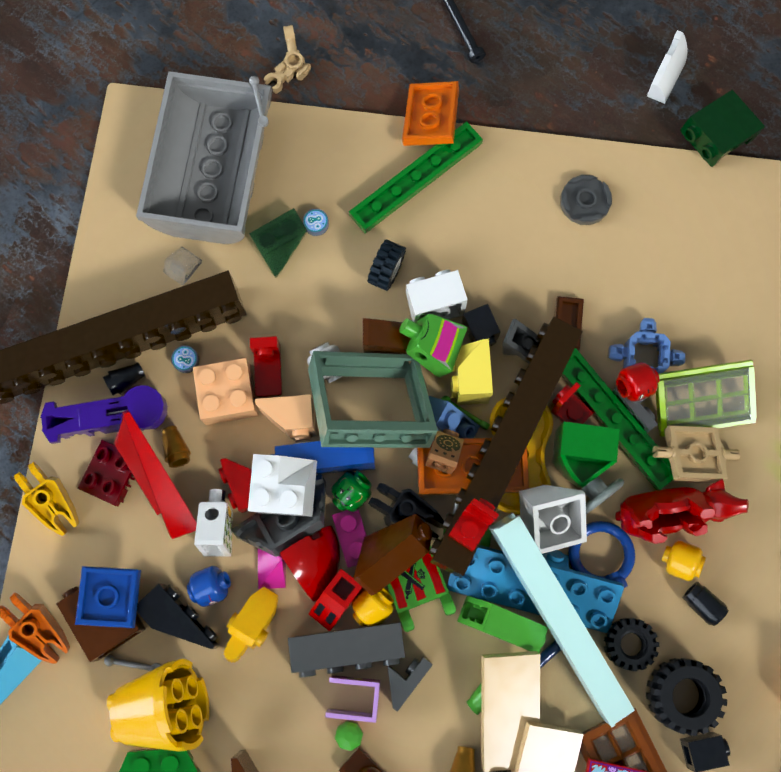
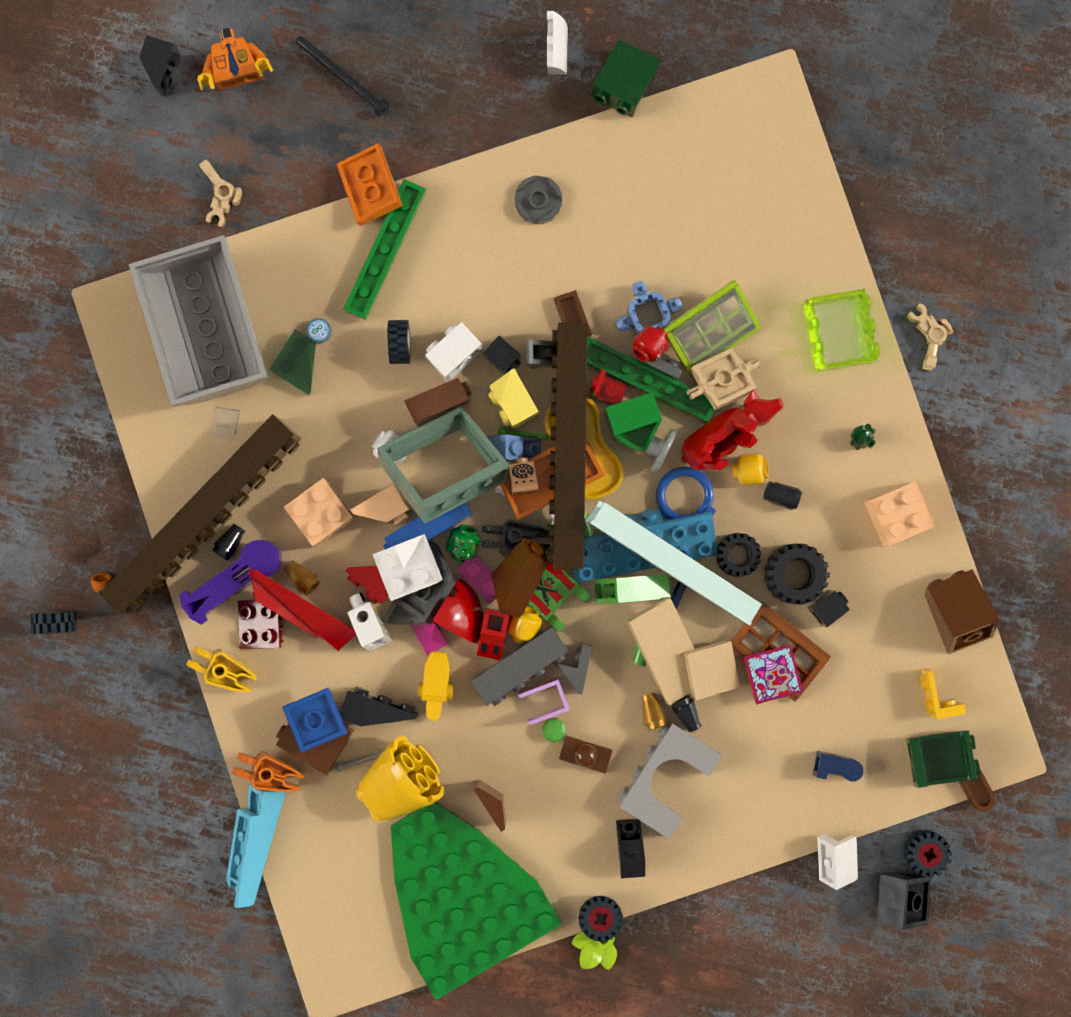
camera: 30 degrees left, 10 degrees up
(184, 359) = (270, 501): tile -> none
(208, 586) = (387, 672): blue head -> none
(262, 120) = (234, 270): light grey hinge -> none
(267, 366) = (343, 475): red bracket -> none
(434, 342) = (471, 391): bright green torso -> none
(473, 523) = (572, 526): red bracket -> none
(554, 516) = (632, 487): white slope -> none

